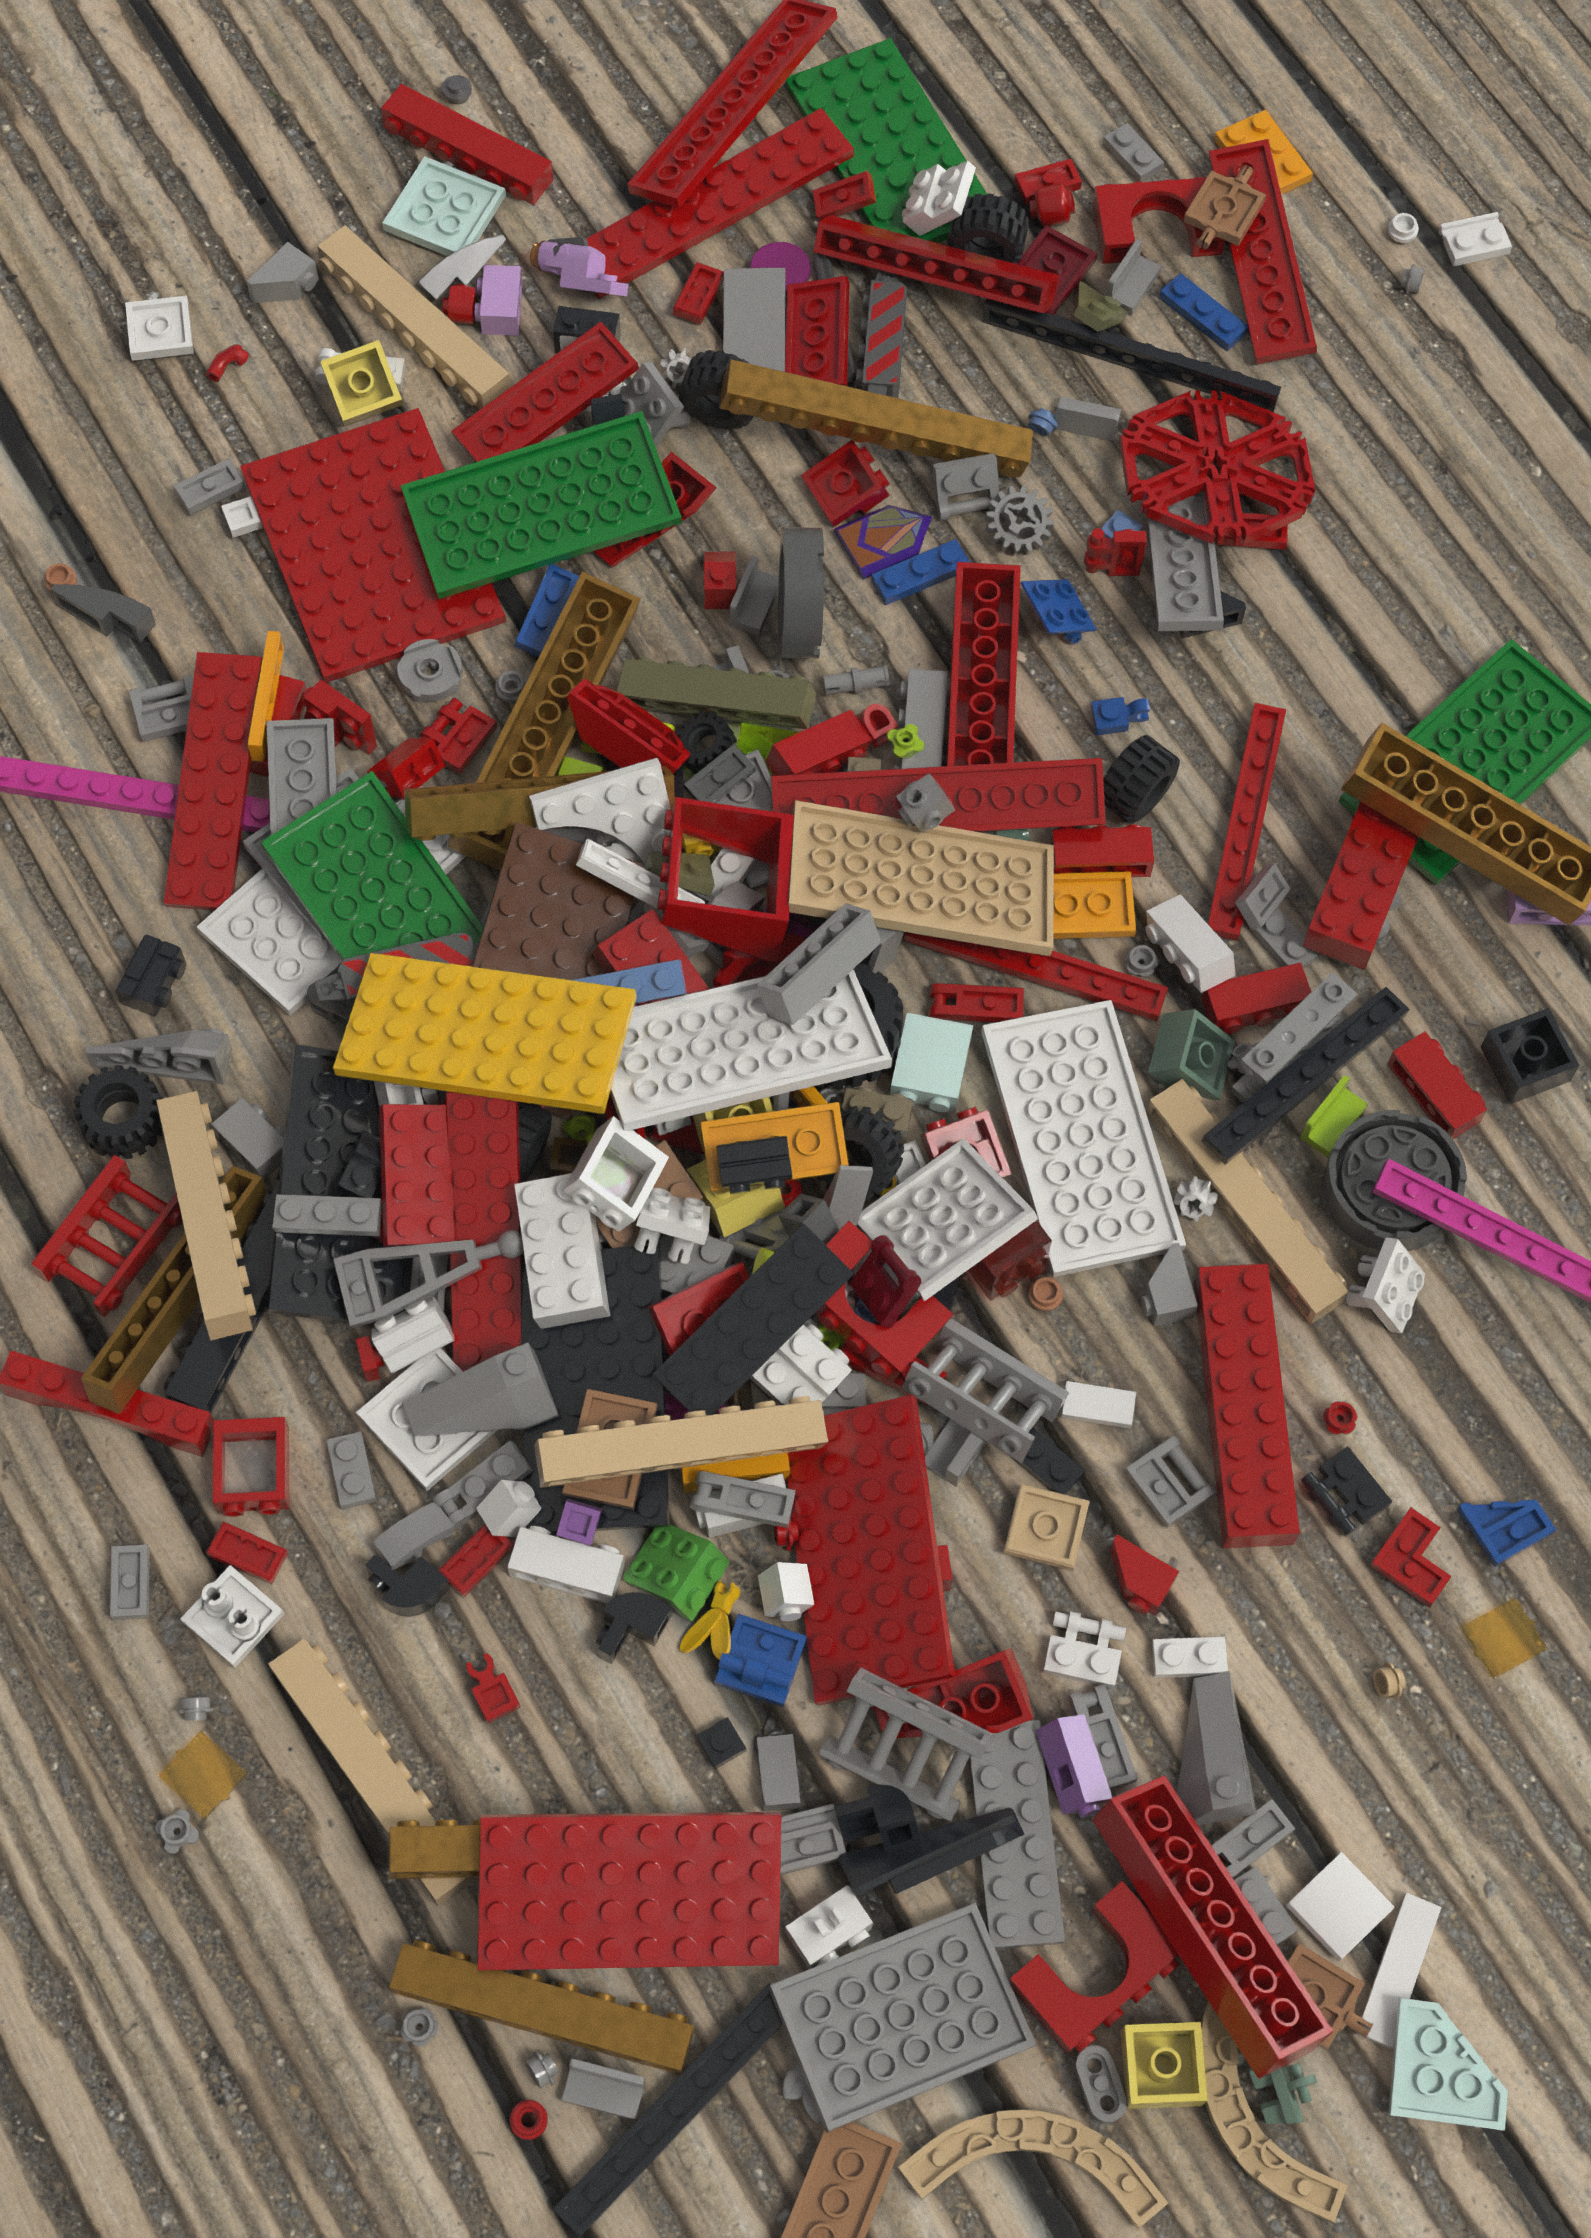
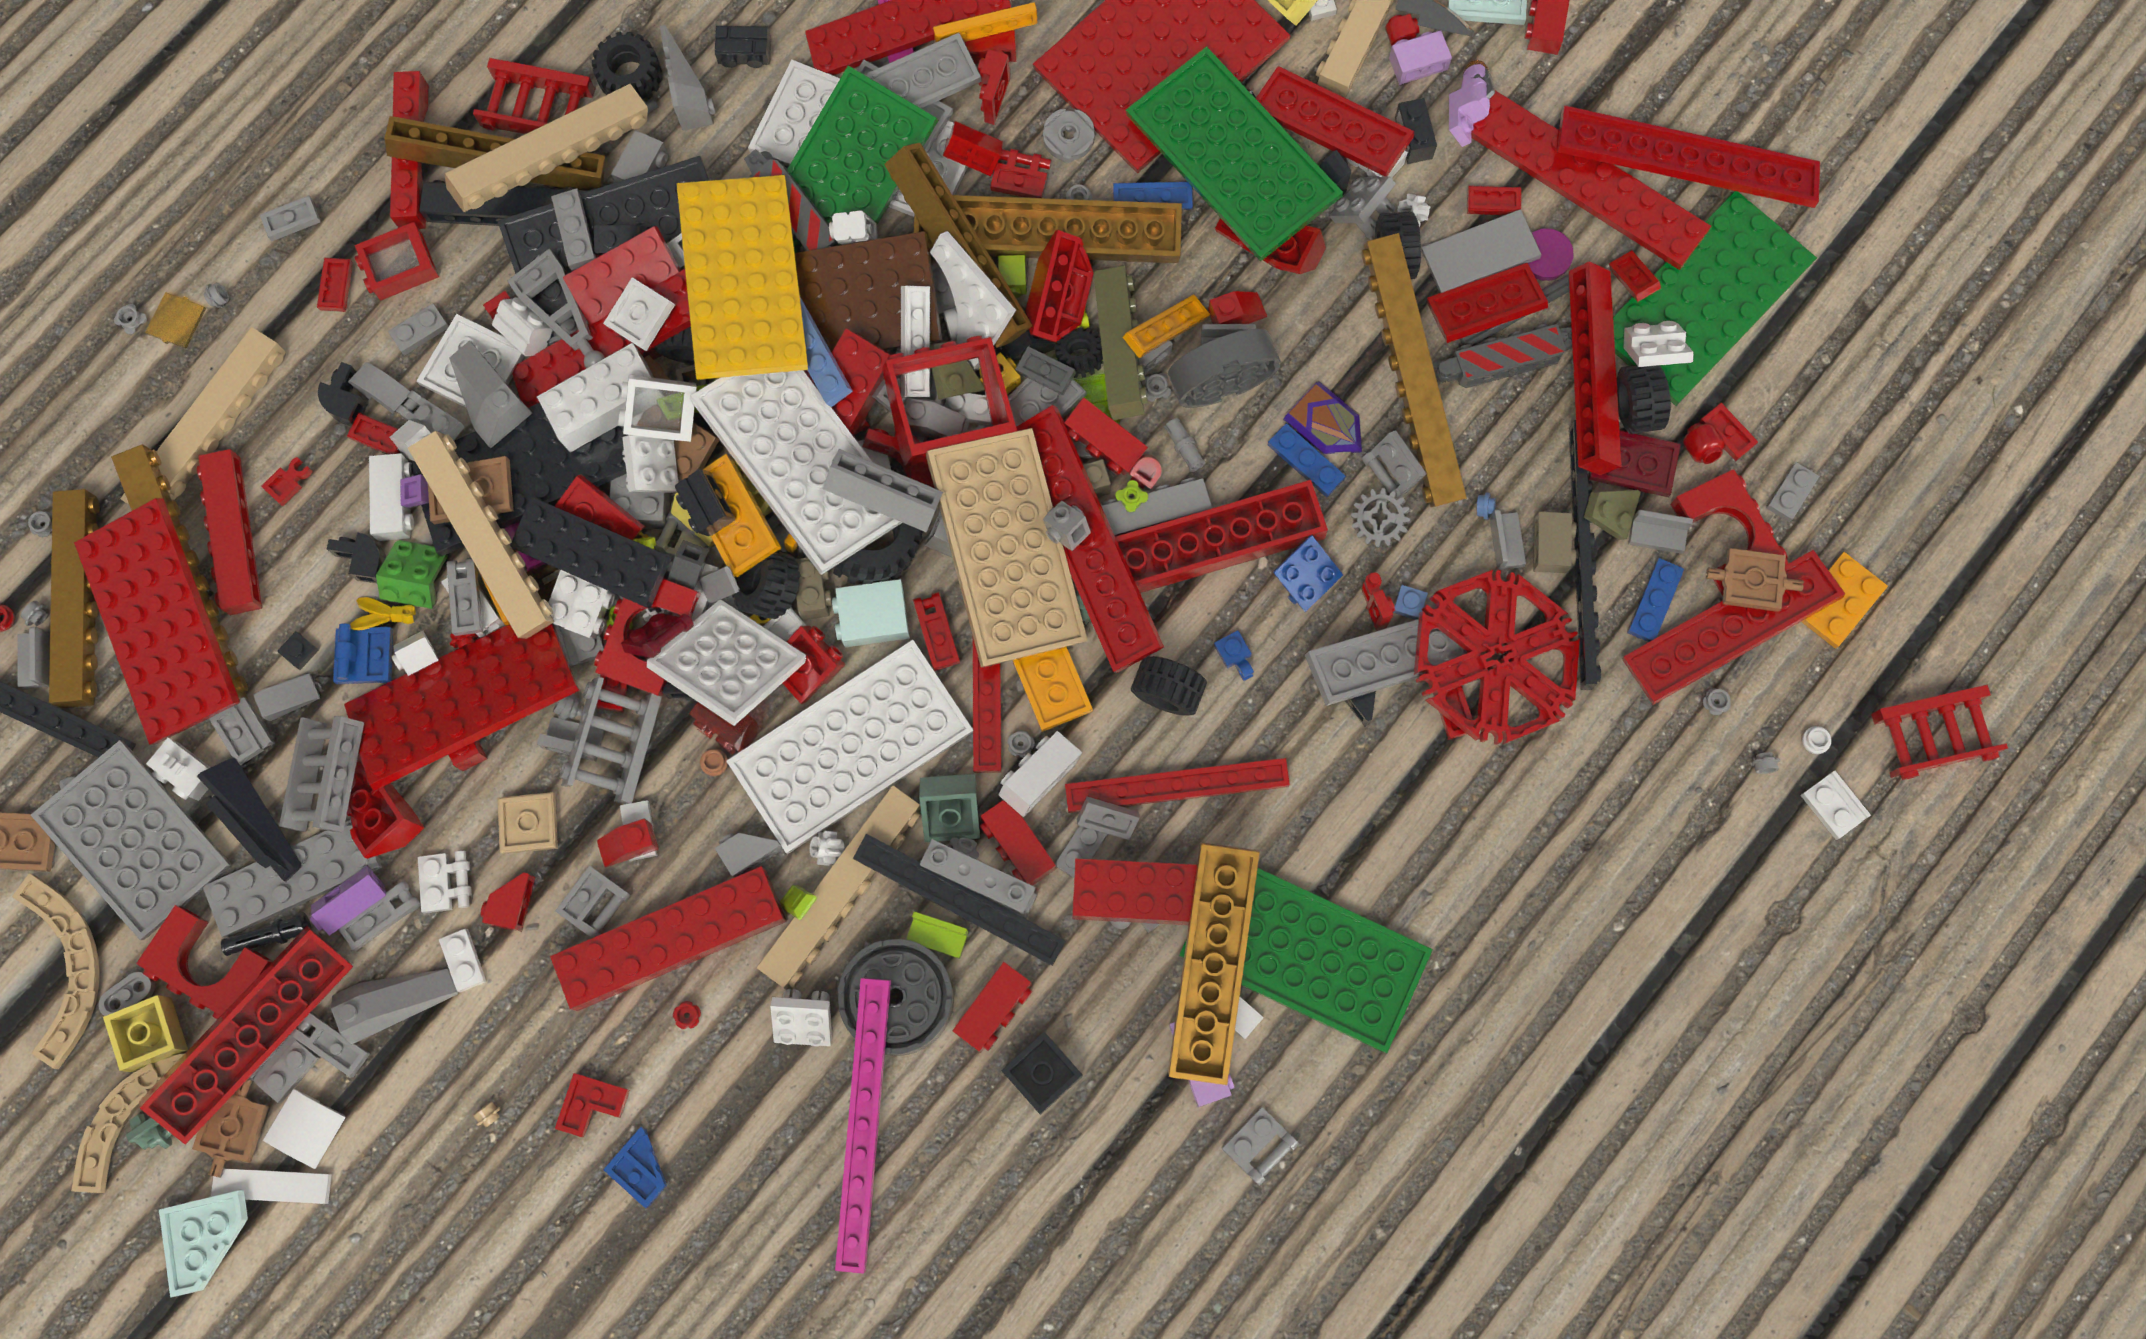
camera: 75 degrees right, 10 degrees up
(232, 1616) = (286, 293): white plate -> none
(470, 906) = (852, 228): none -> white brick
(482, 1162) = (639, 314): none -> white plate
(529, 1779) = (229, 532): none -> red brick
(717, 641) = (1166, 326): none -> light orange tile
(846, 482) = (1360, 374): red plate -> none
(883, 1812) = (268, 780): black brick -> none
(1051, 1465) = (580, 808): black plate -> none
(1079, 1930) = (278, 932): none -> black pin
(1103, 850) = (1102, 684): red brick -> none
(1109, 374) = (1553, 542): none -> dark tan brick
(1116, 1412) = (627, 842): none -> red slope
(1253, 1242) = (797, 901): none -> lime tile
(1334, 291) = (1720, 695): none -> light grey plate
(1354, 1486) = (635, 1044): black plate -> none
(1405, 132) = (1945, 705): none -> red fence
(1504, 1638) = (552, 1194): clear yellow piece -> none

